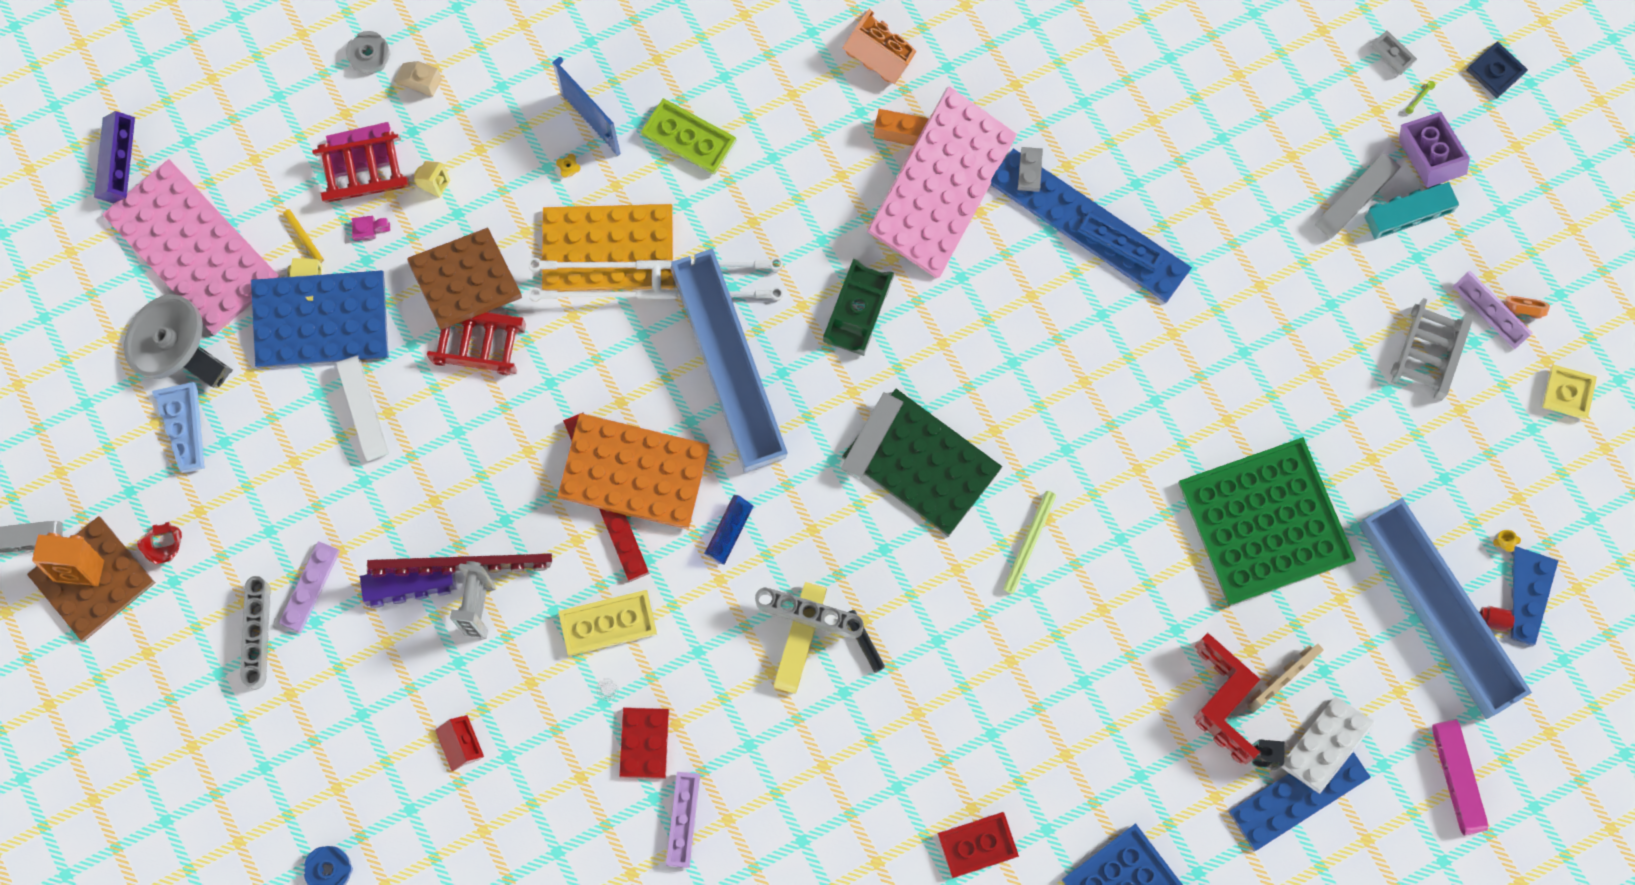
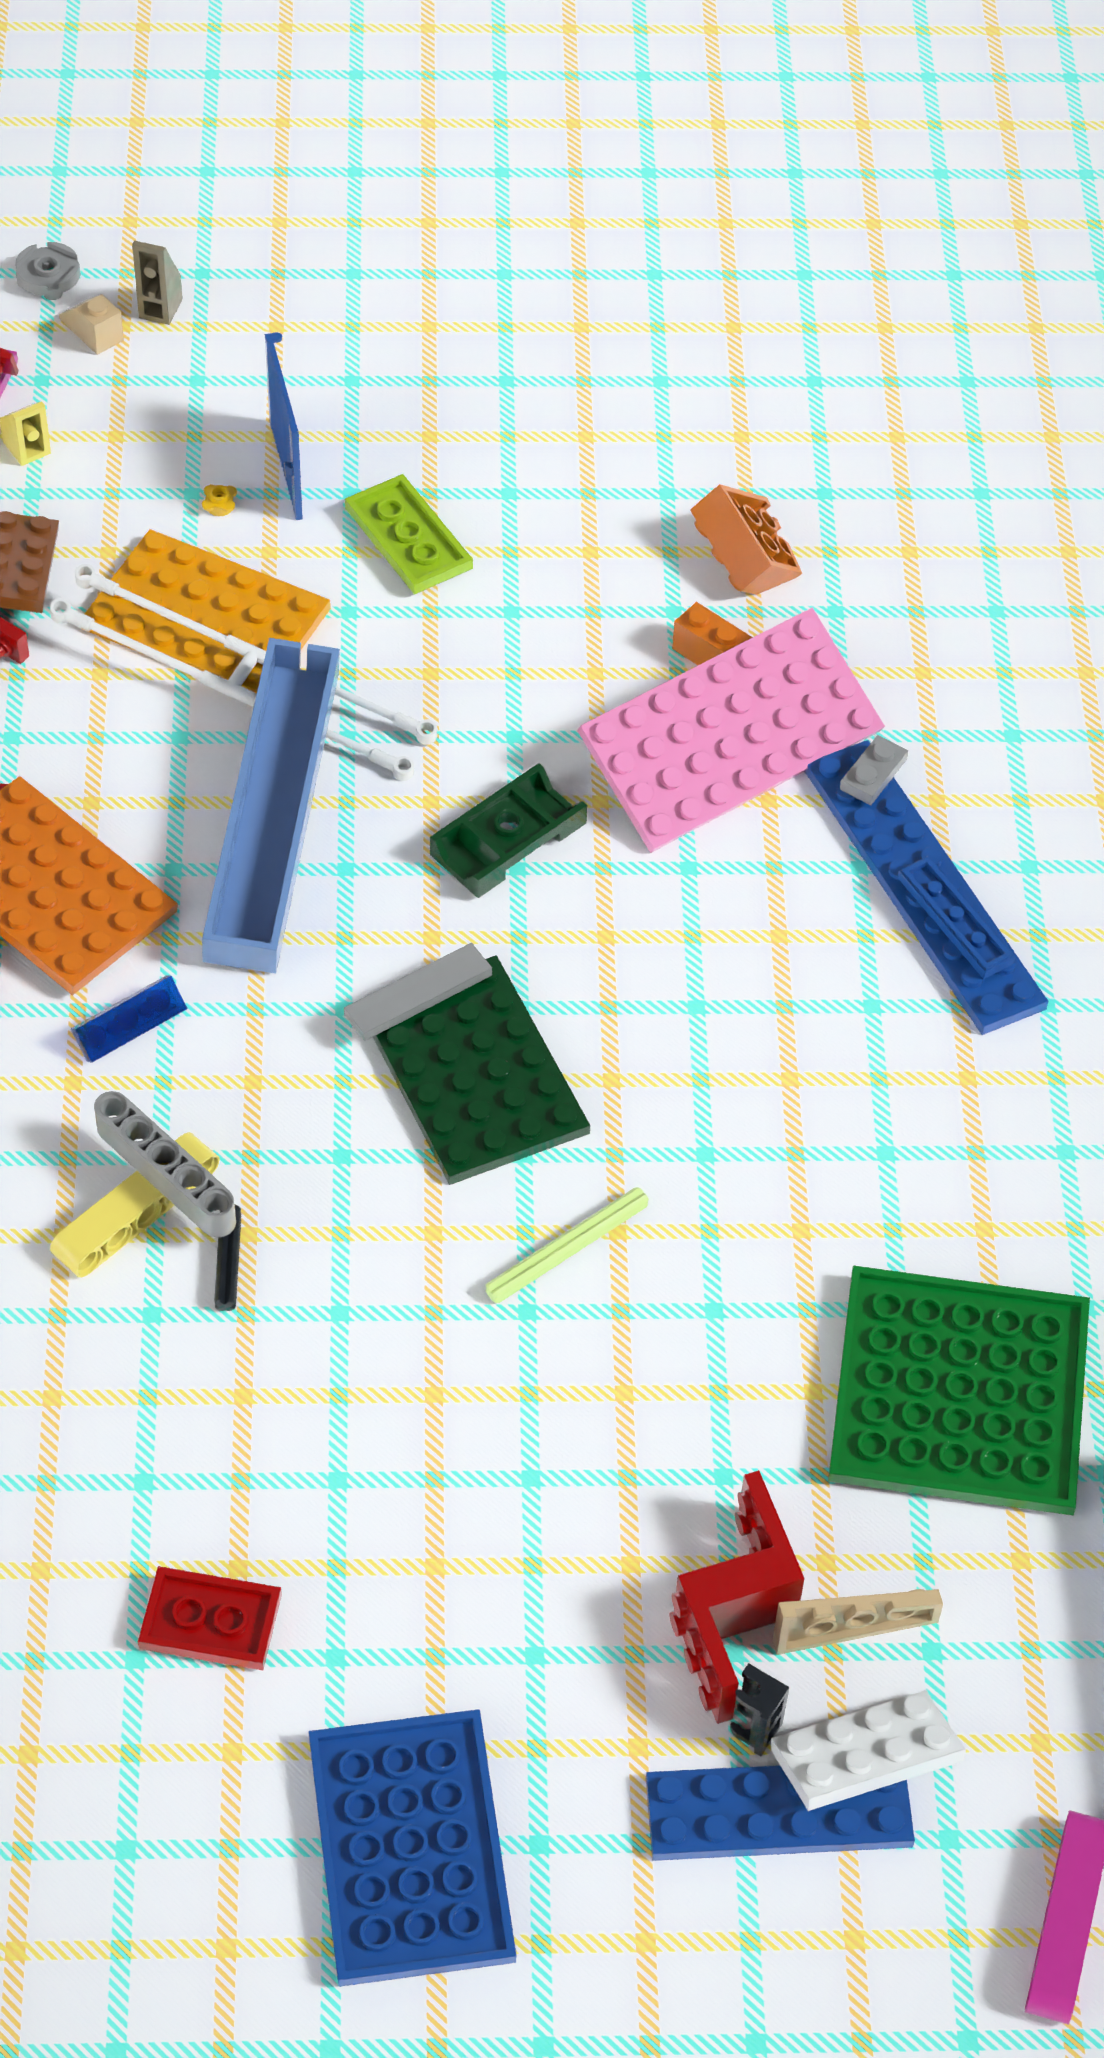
camera: 25 degrees right, 20 degrees down
(446, 39) = (156, 283): none -> dark tan slope

